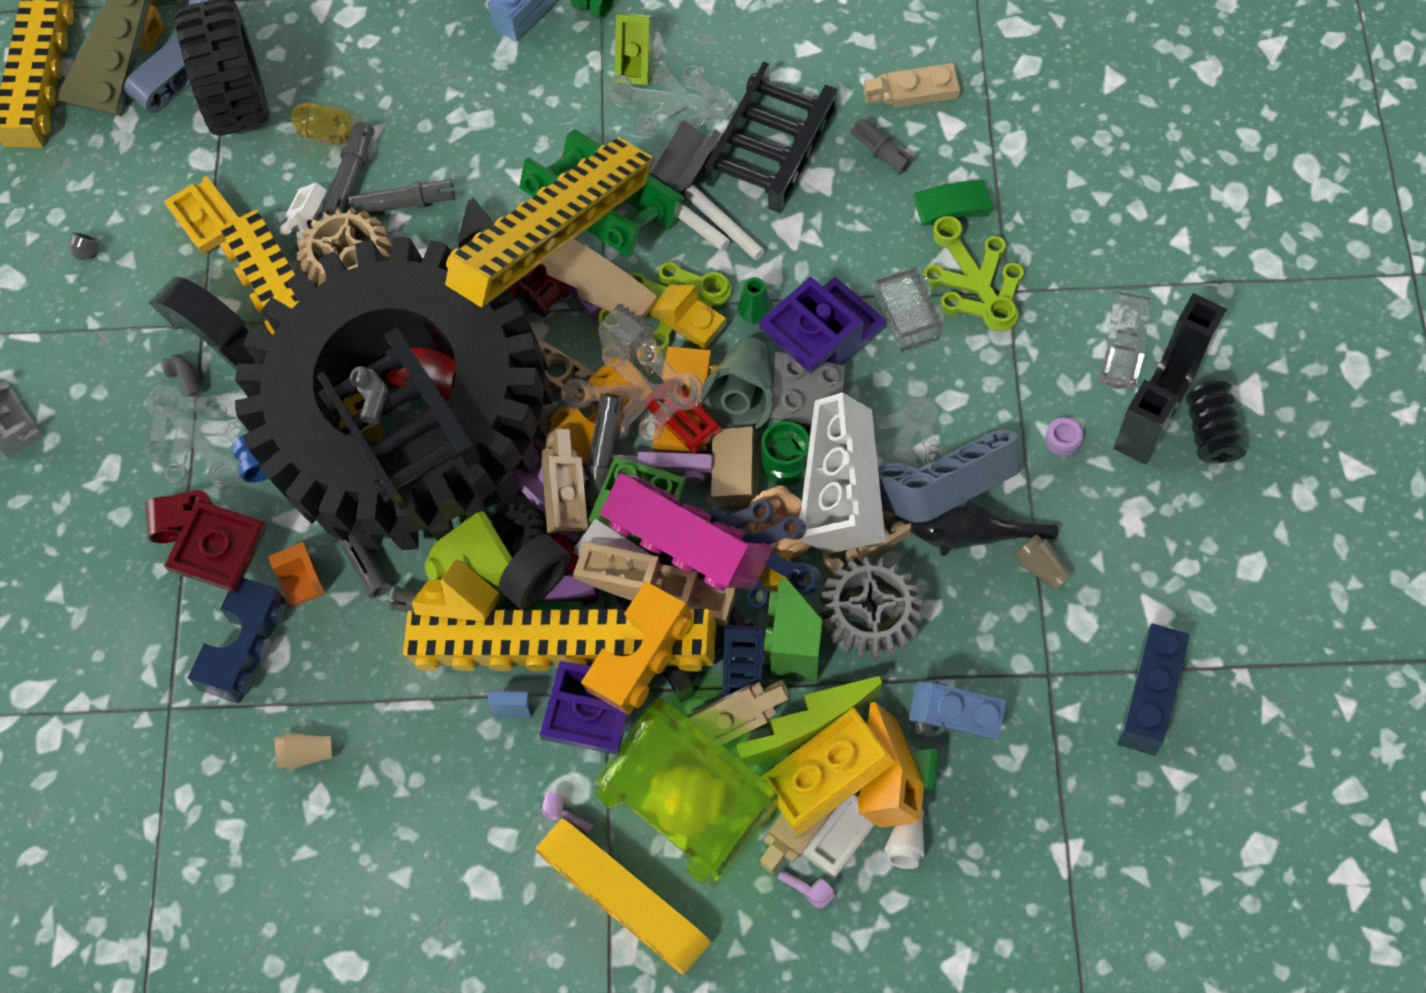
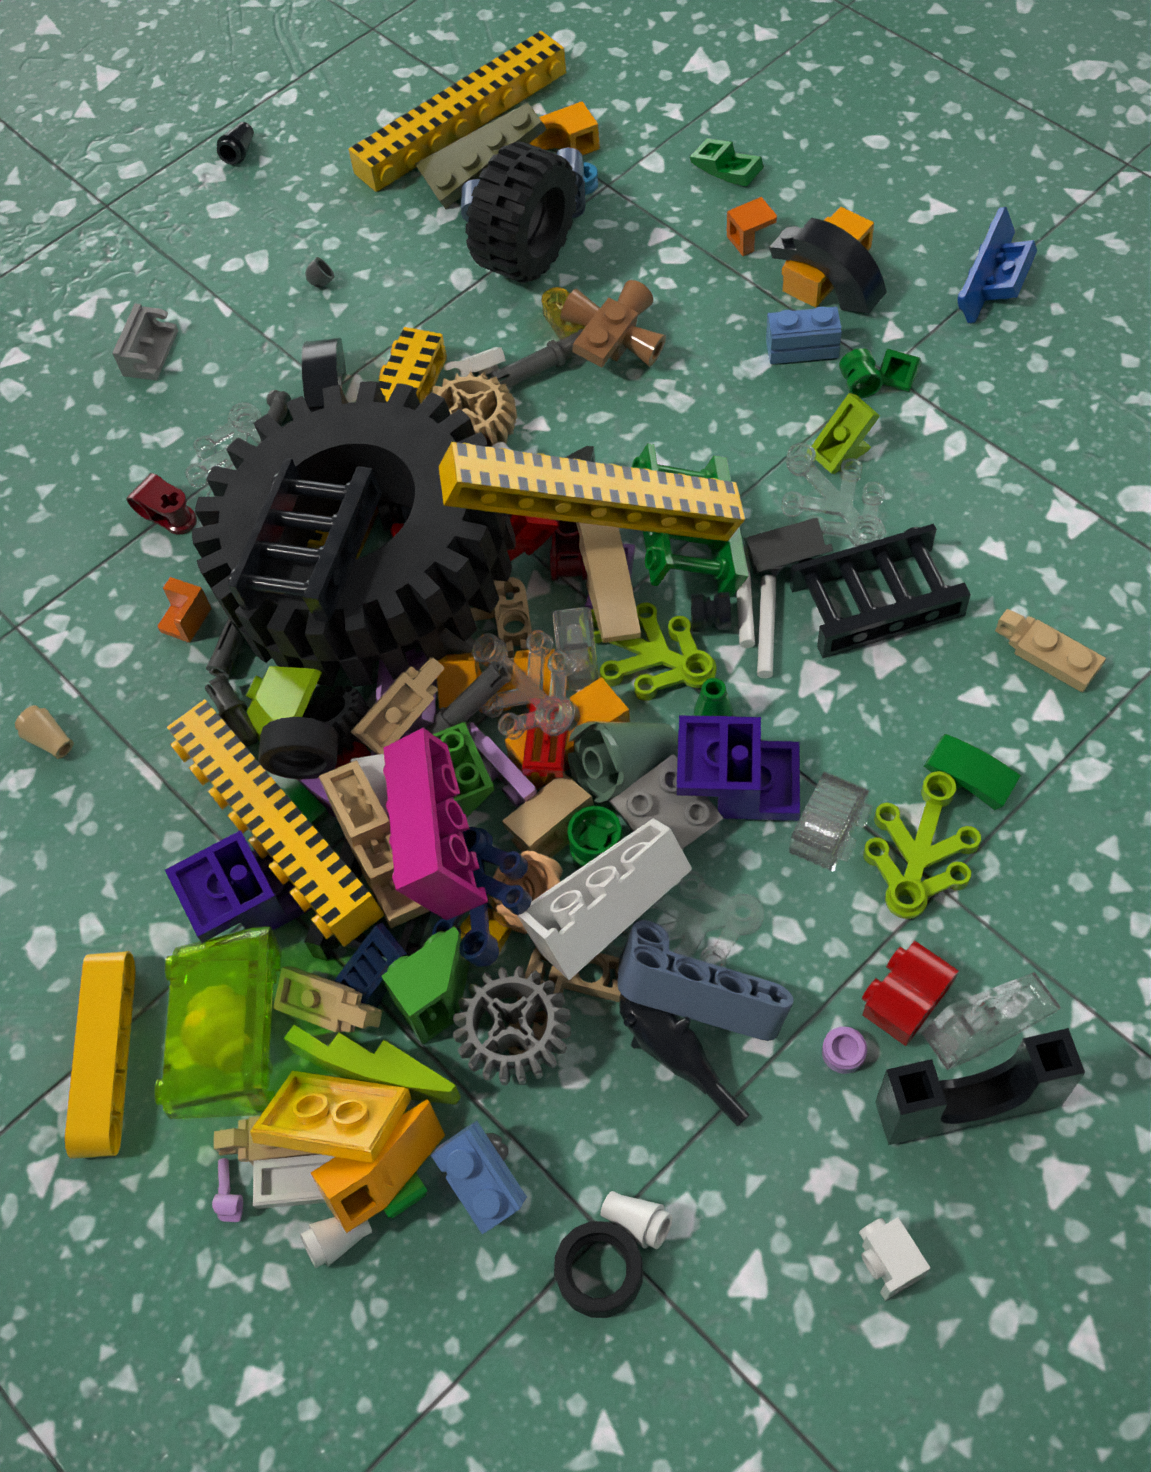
camera: 50 degrees right, 5 degrees down
(200, 213) = (413, 308): yellow plate -> none
(216, 546) = (146, 539): dark red tile -> none
(230, 669) = (125, 613): dark blue arch -> none
(372, 390) = (304, 503): dark grey arm -> none
(379, 100) = (613, 326): none -> medium nougat brick
(403, 197) = (565, 415): dark grey pin -> none
(457, 595) = (238, 716): yellow slope -> none
(509, 703) = (194, 830): medium blue tile -> none
(554, 810) = (139, 940): lavender hand -> none
(626, 679) = (319, 870): light orange arch -> none
(681, 243) = (706, 612): none -> black wheel
(687, 315) = (650, 671): yellow slope -> none
(882, 146) = (963, 674): dark grey axle -> none
(1042, 561) = (700, 1131): dark tan cone -> none
(1065, 367) = (908, 992): none -> red brick
(1065, 643) = (639, 1218): none -> white cone
(1088, 667) = (598, 1232): none -> black tyre
(1154, 689) = (666, 1331): dark blue arch -> none
(1214, 423) = (985, 1167): black piece -> none
(1219, 520) = (892, 1256): none -> white brick

